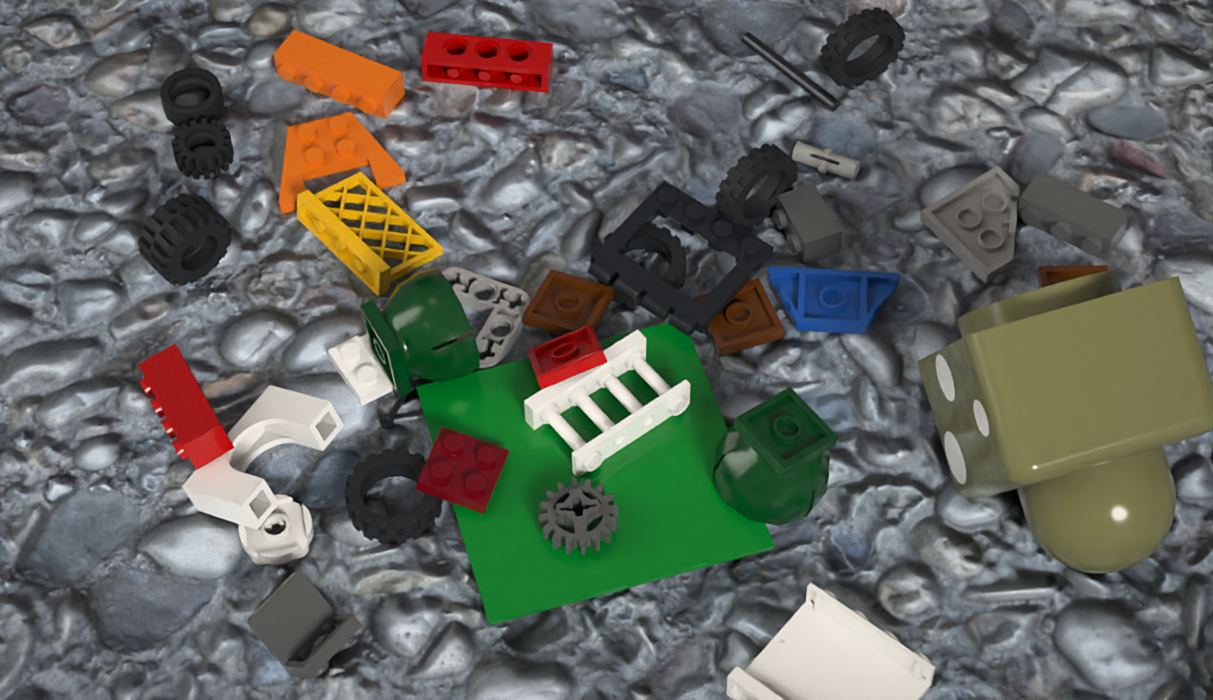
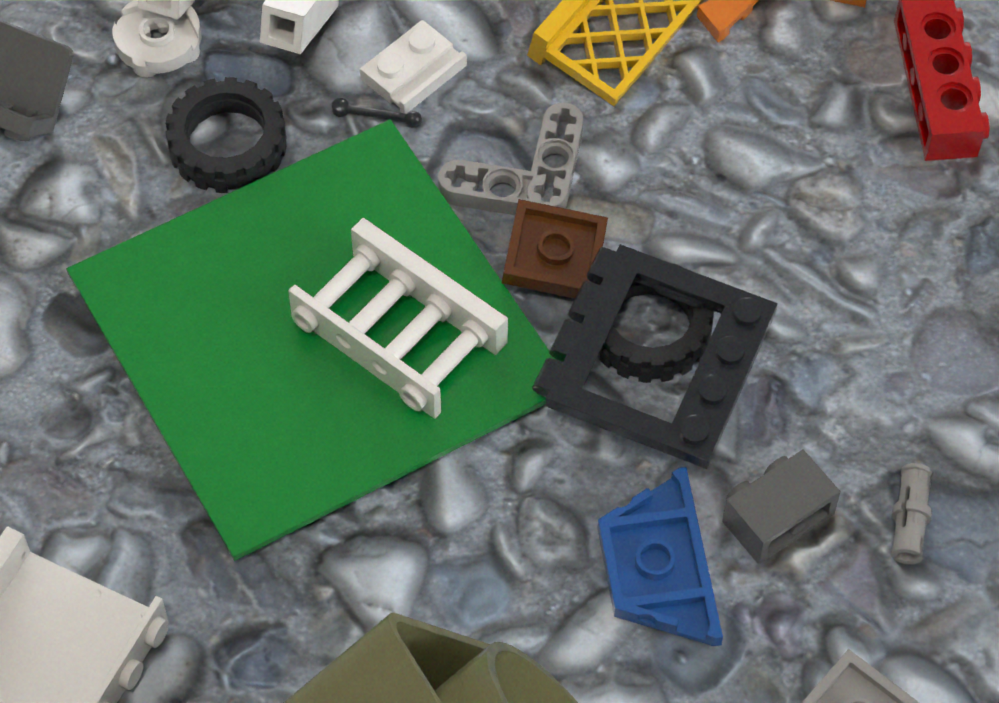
camera: 75 degrees right, 5 degrees up
(420, 332) = (438, 80): dark green plate -> none
(462, 470) = (263, 187): dark red plate -> none
(566, 356) = (448, 251): red tile -> none
(578, 516) = (236, 307): dark grey gear -> none
(745, 175) = (813, 397): black tyre -> none
(745, 321) = (590, 460): reddish brown plate -> none
(775, 460) = (340, 524): dark green plate -> none

